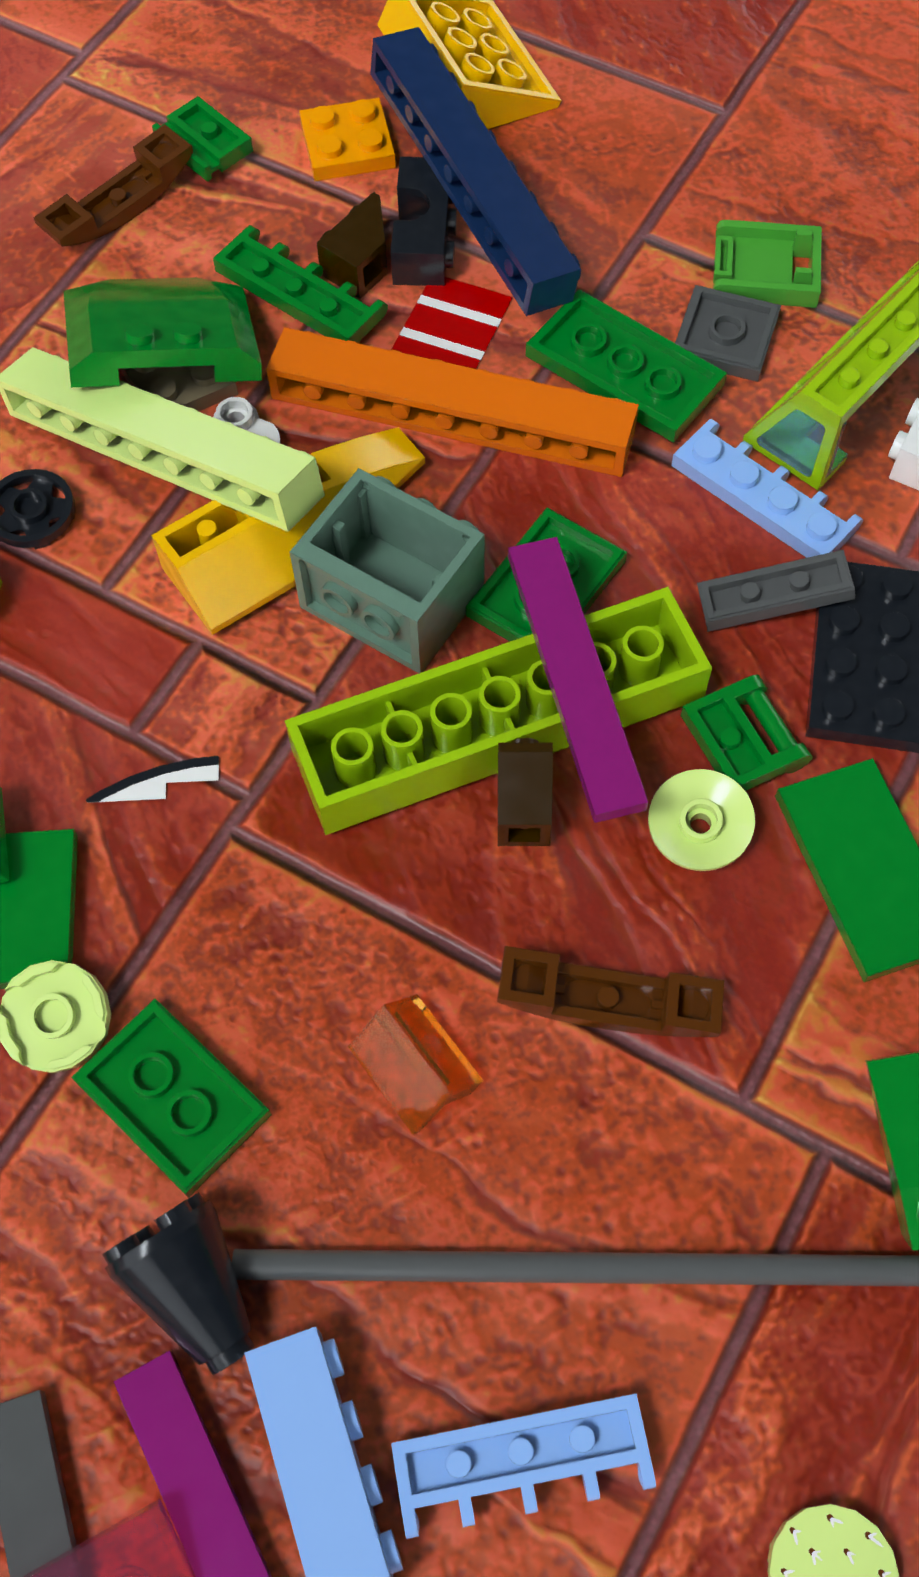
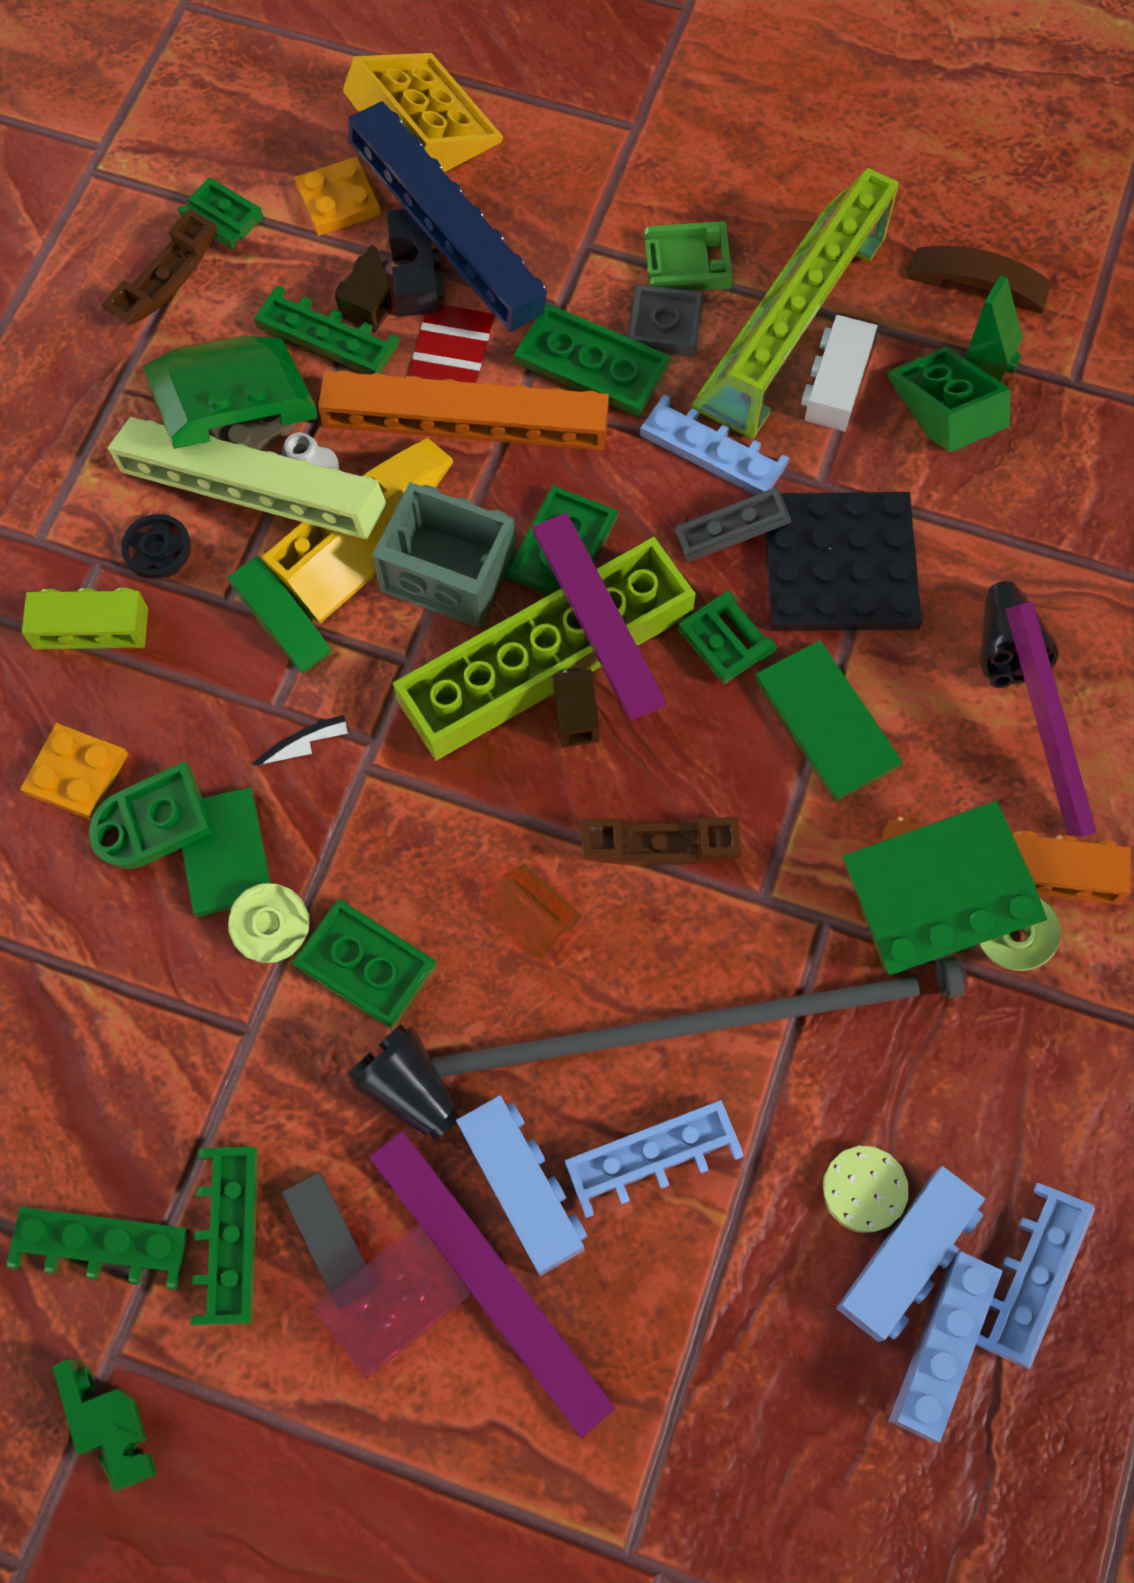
camera: 10 degrees left, 5 degrees up
(162, 613) = (279, 614): none -> green slope
(706, 797) = (708, 688): yellowish green dish -> none

